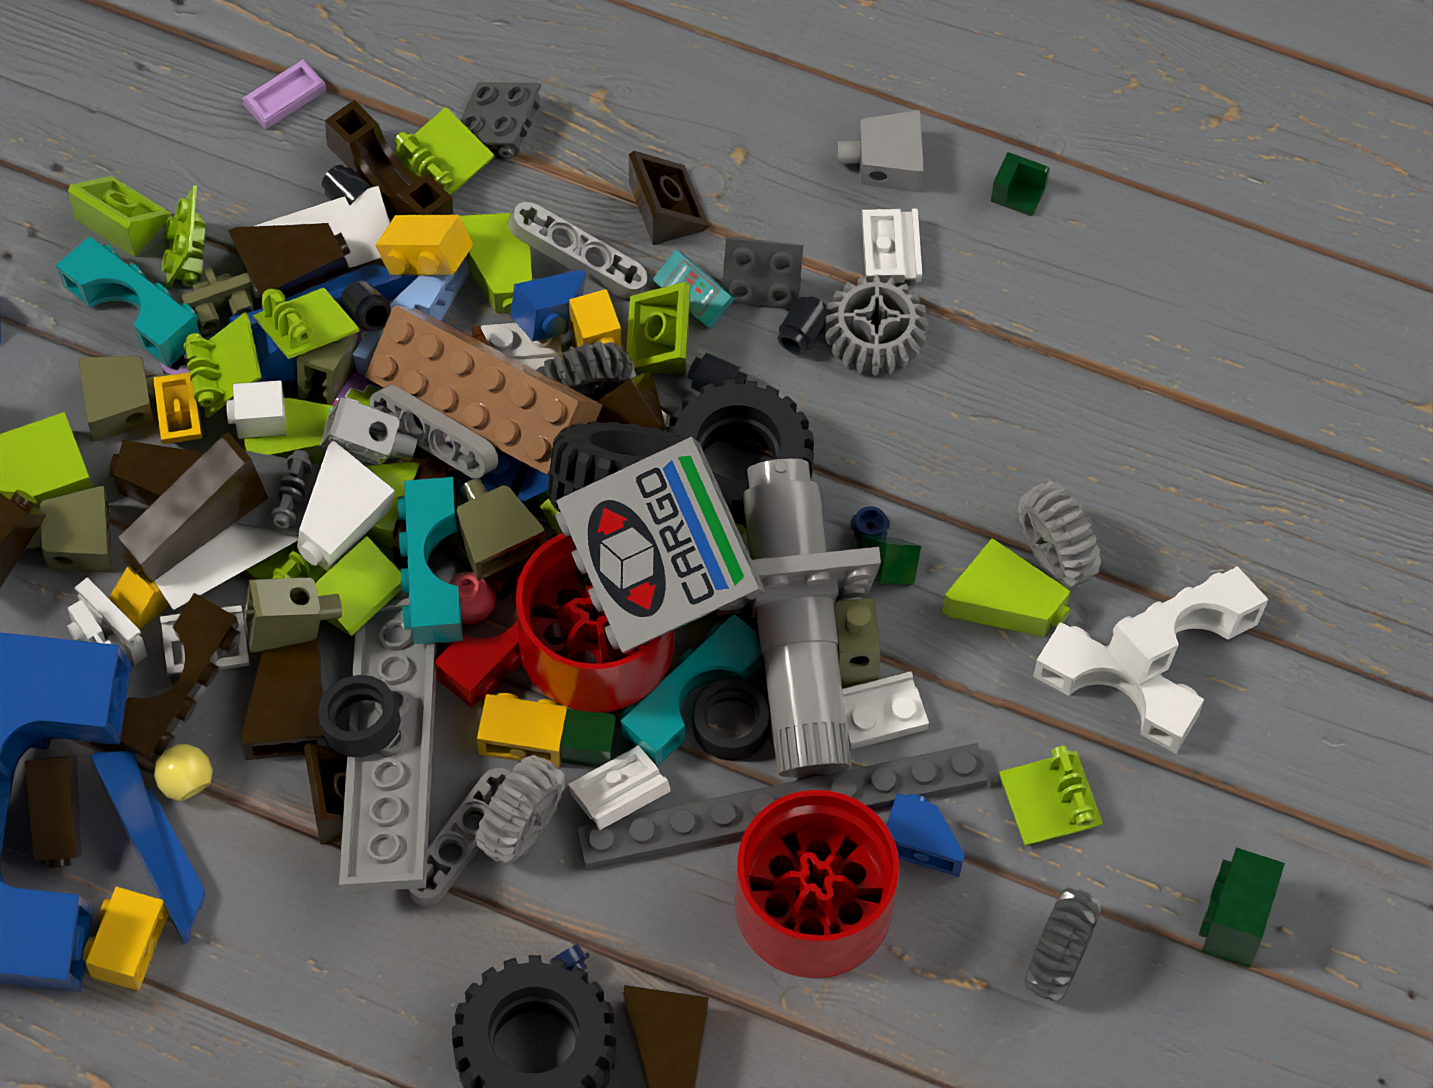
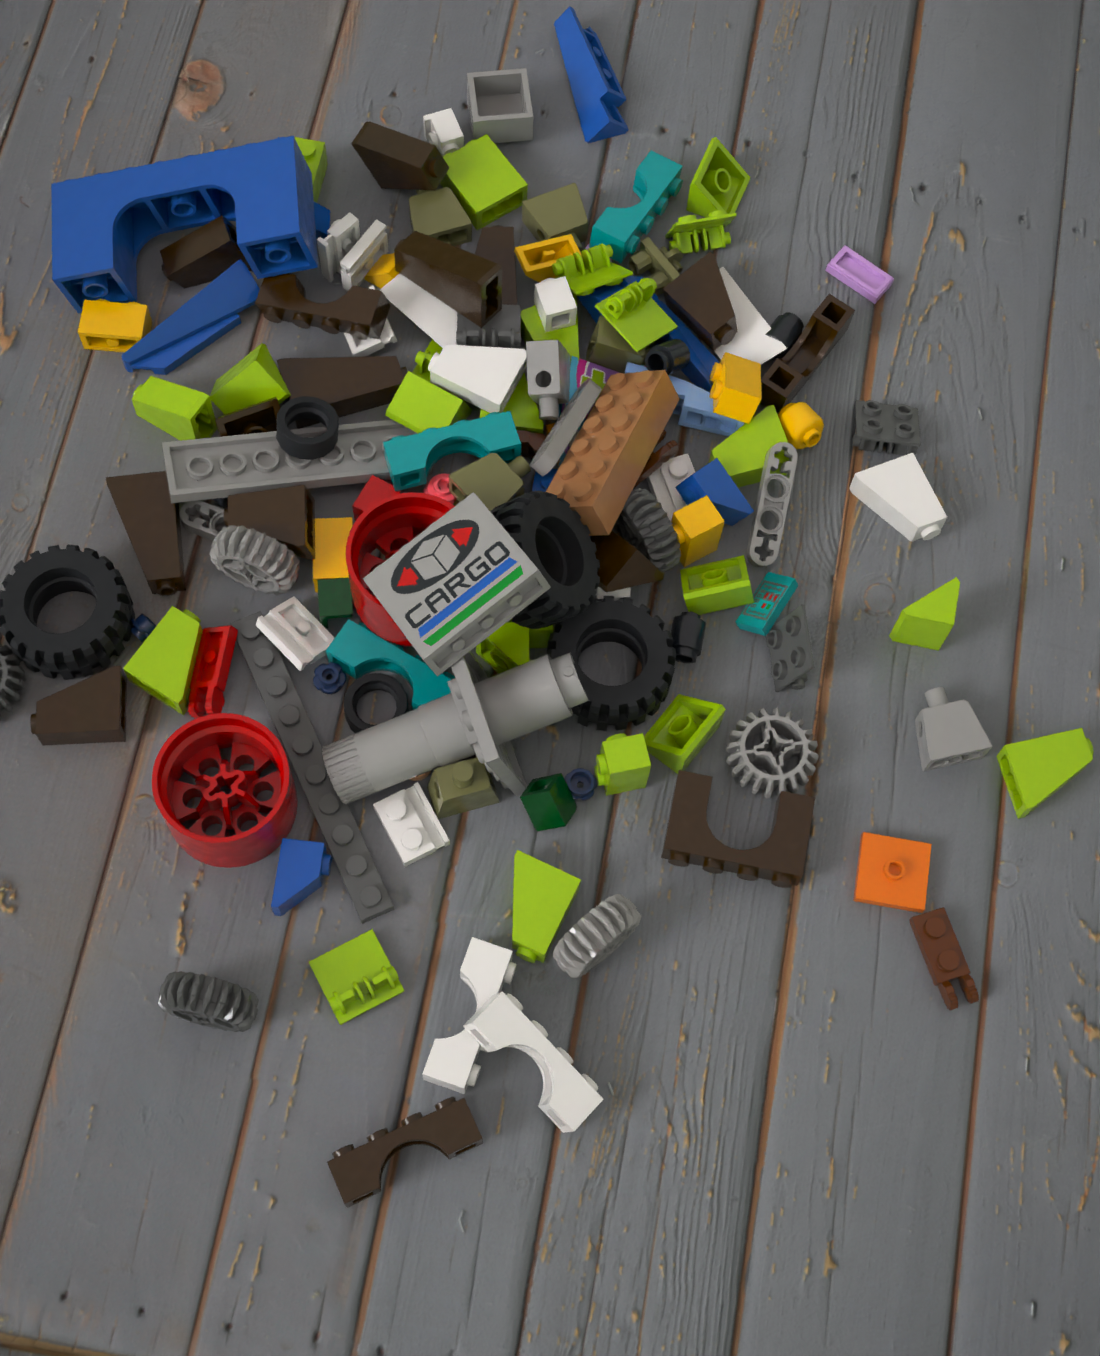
camera: 75 degrees right, 5 degrees up
(183, 772) = (251, 329): light yellow piece -> none
(266, 785) = (249, 382): none -> lime slope
(277, 878) = (175, 409): none -> lime slope
(286, 612) = (379, 355): olive torso -> none
(435, 932) = (152, 528): none -> dark brown slope
(443, 151) = (836, 391): lime hinge -> none
(470, 774) = (280, 513): none -> dark brown slope
(478, 196) = (801, 425): none -> yellow head
(596, 122) = (901, 497): none -> white slope
(621, 937) = (167, 659): none -> lime slope
(641, 890) = (211, 670): none -> red hinge
(665, 198) = (847, 563): dark brown slope -> none
(684, 775) = (329, 686): none -> dark blue plate
(756, 124) = (929, 618): none -> lime slope
(803, 325) = (754, 694): black brick -> none
(835, 404) = (683, 731): none -> lime slope
(864, 467) = (622, 763): none -> lime brick
(891, 245) = (855, 753): white plate -> none
(949, 75) = (1042, 766): none -> lime slope
(958, 426) = (692, 842): none -> dark brown arch
(1020, 184) = (950, 849): dark green panel -> none
(1031, 246) = (892, 872): none -> orange plate
(1133, 222) = (943, 956): none -> reddish brown hinge
(1240, 906) = (267, 1150): dark green brick -> none
(1270, 823) = (360, 1169): none -> dark brown arch

